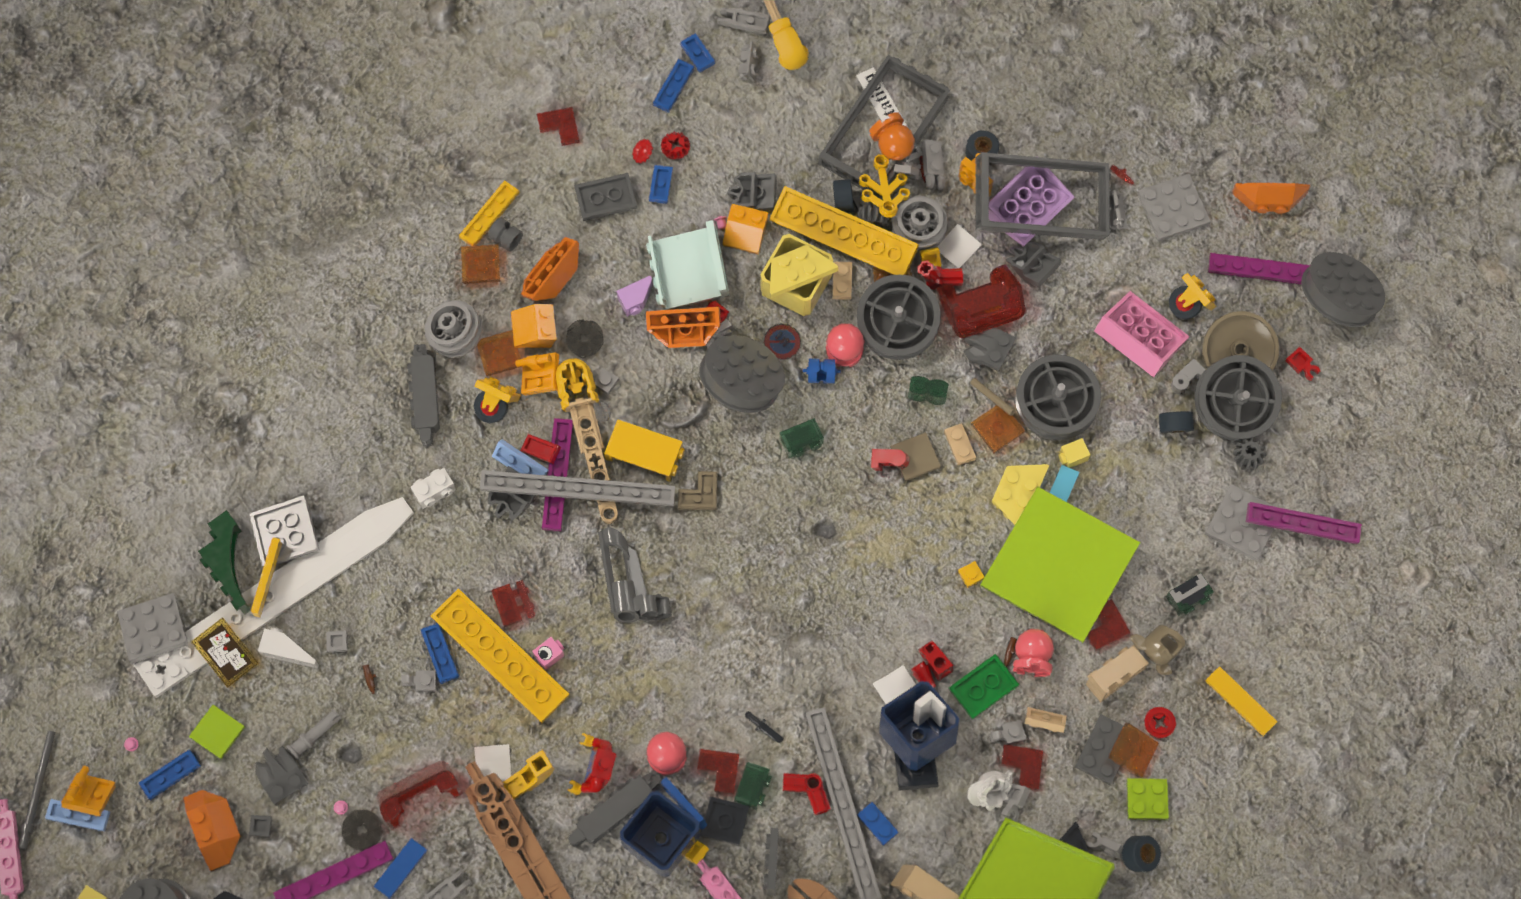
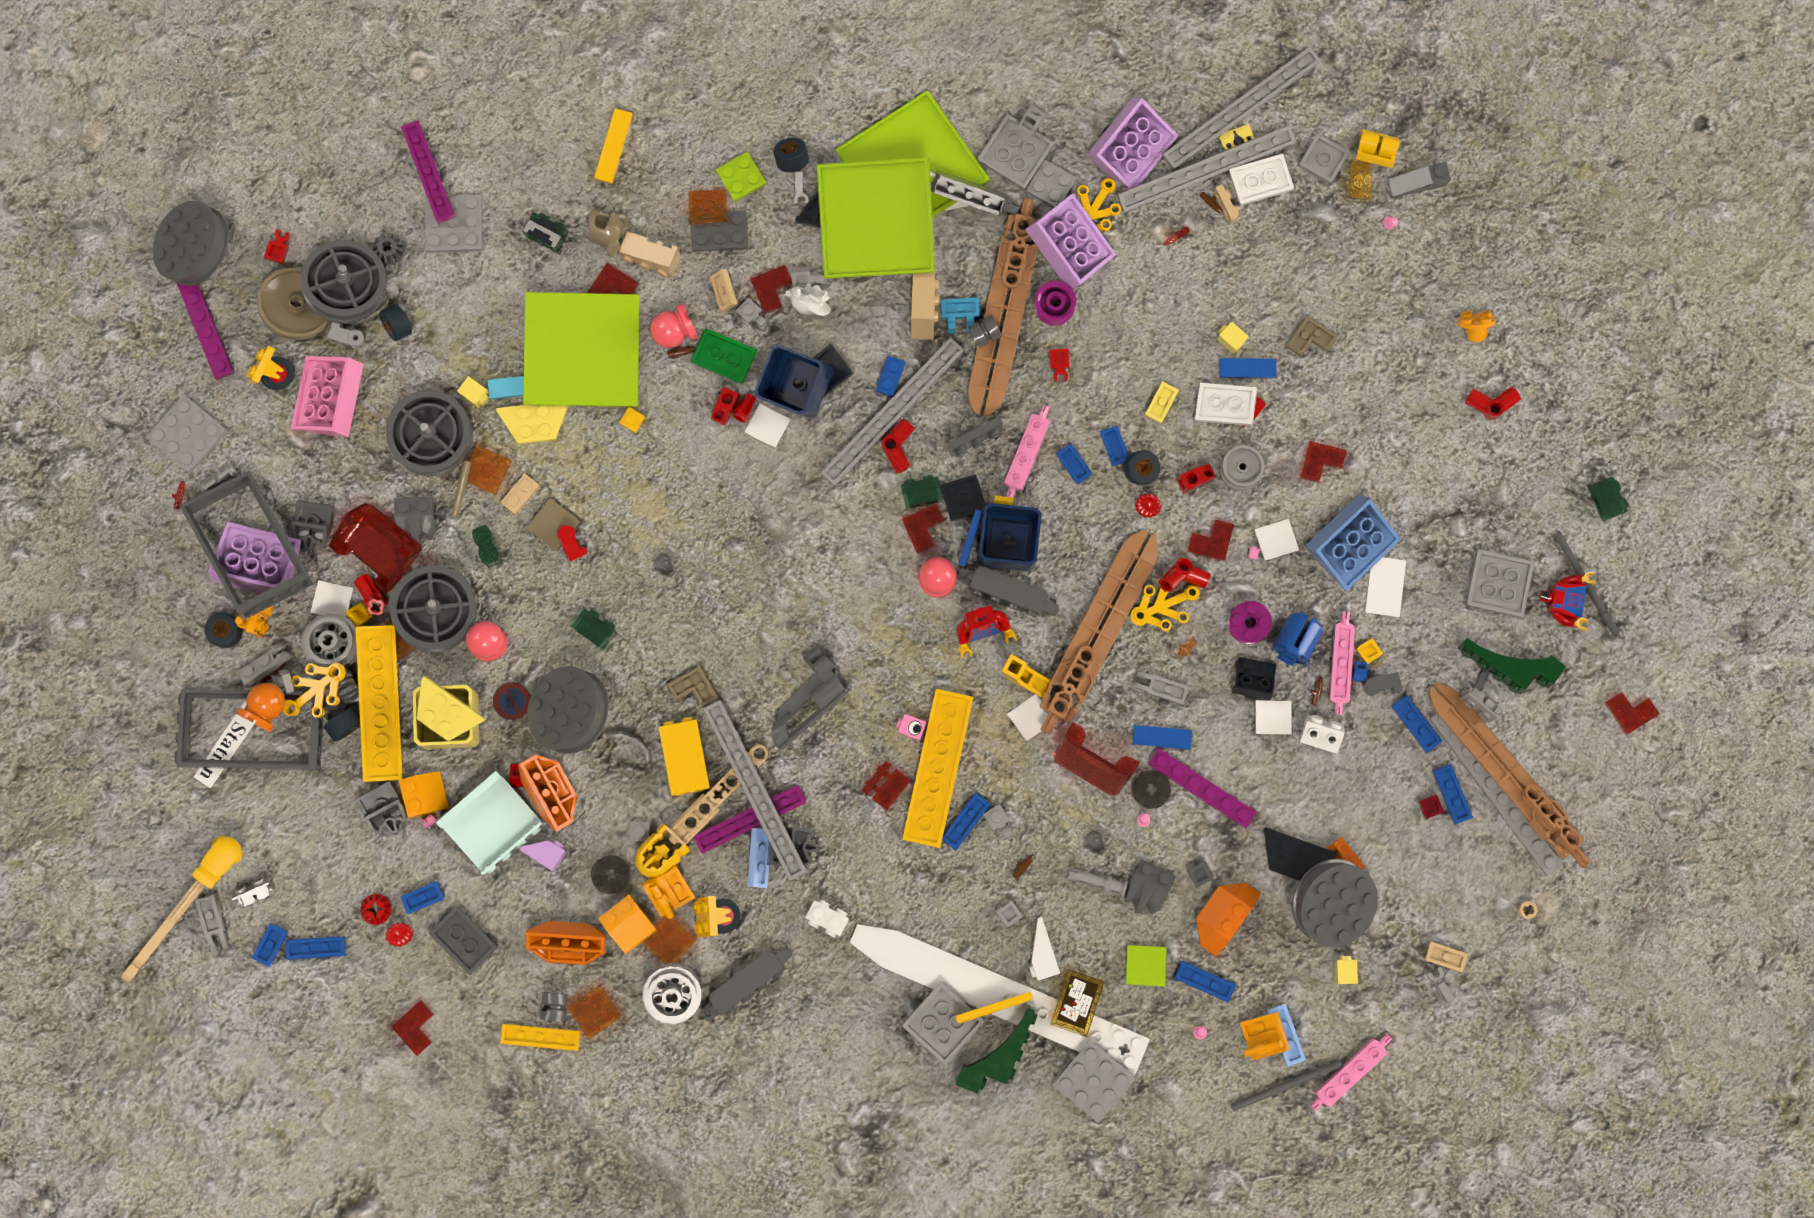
camera: 120 degrees left, 10 degrees up
(540, 449) = (736, 847): red tile -> none
(763, 727) = (866, 514): black piece -> none
(821, 371) = (523, 650): blue wheel -> none
(842, 281) = (415, 681): tan plate -> none
(928, 707) = (771, 379): white panel -> none
(1158, 713) = (665, 193): red gear -> none
(1270, 196) = (131, 355): orange wedge -> none

